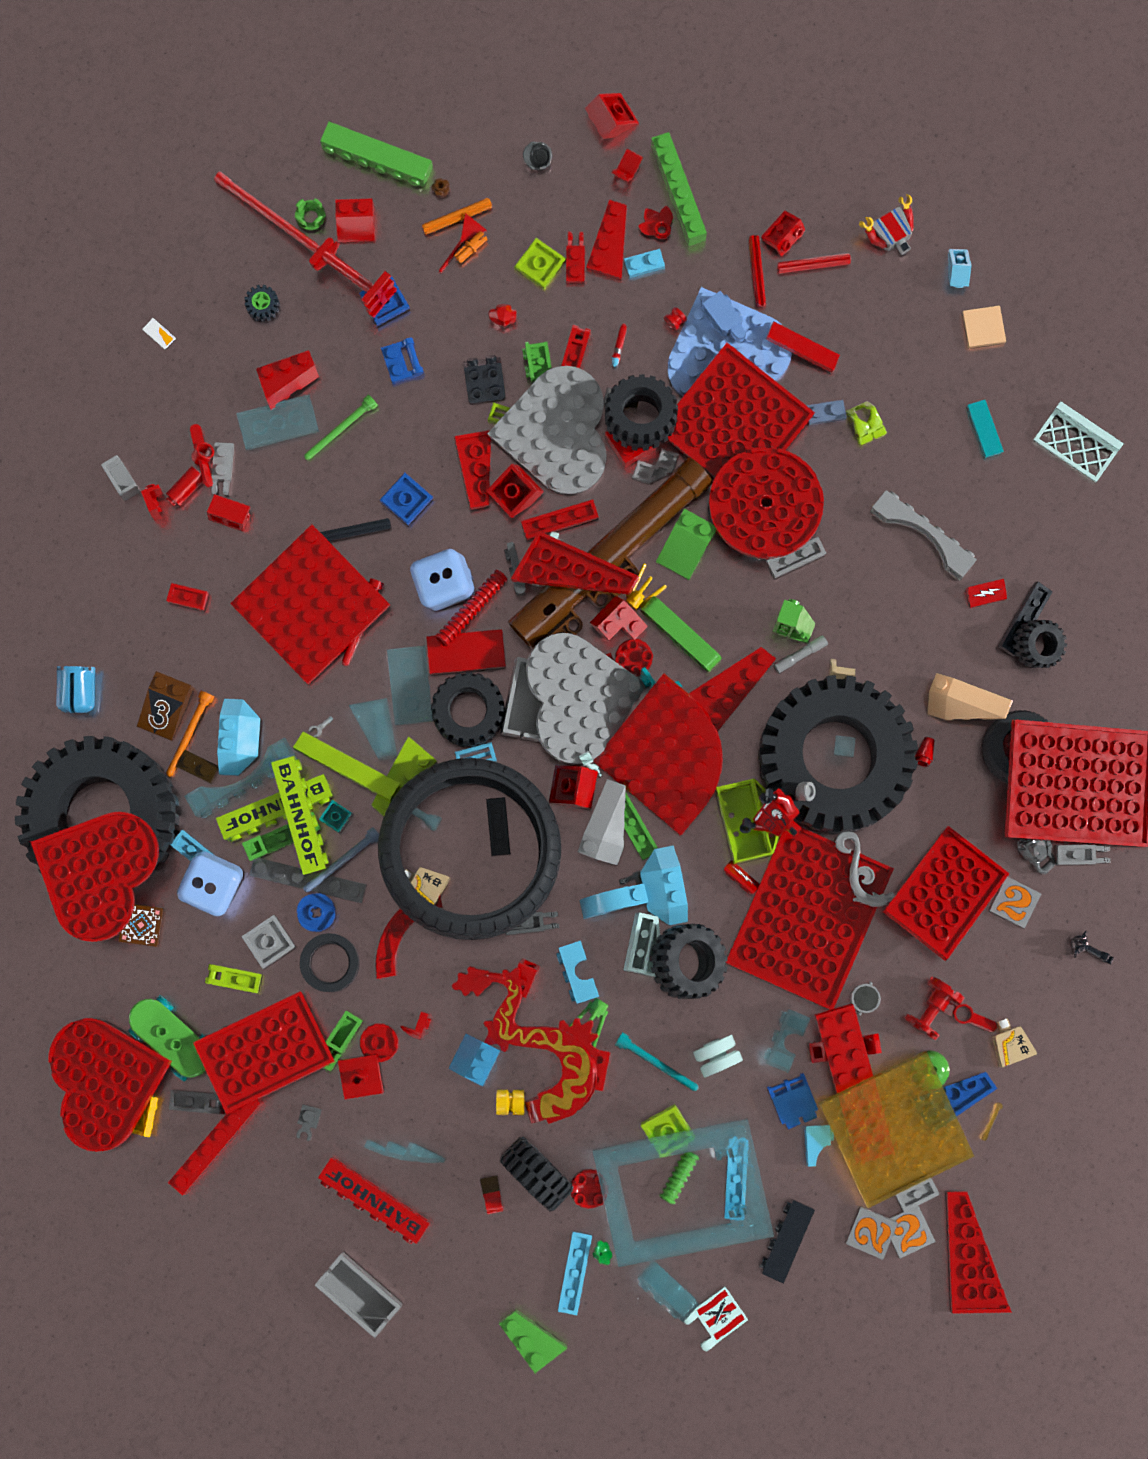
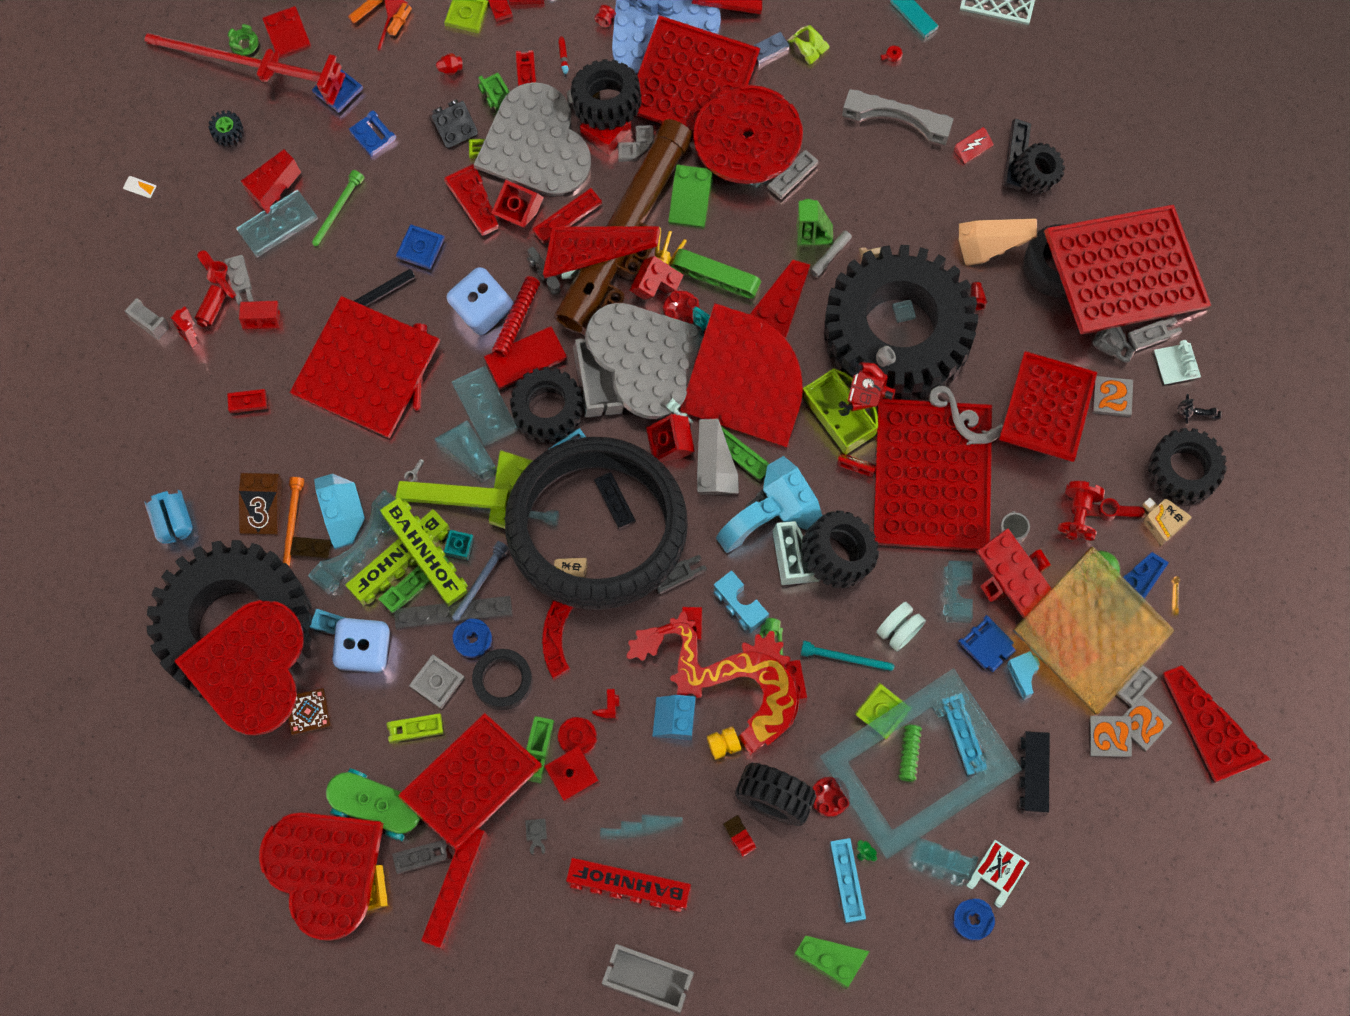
camera: 20 degrees left, 10 degrees down
(687, 1353) = (985, 916): none -> blue plate
(943, 467) = (893, 54): none -> red piece
(1081, 1001) = (1200, 447): none -> black tyre
(1091, 893) = (1177, 363): none -> light aqua hinge

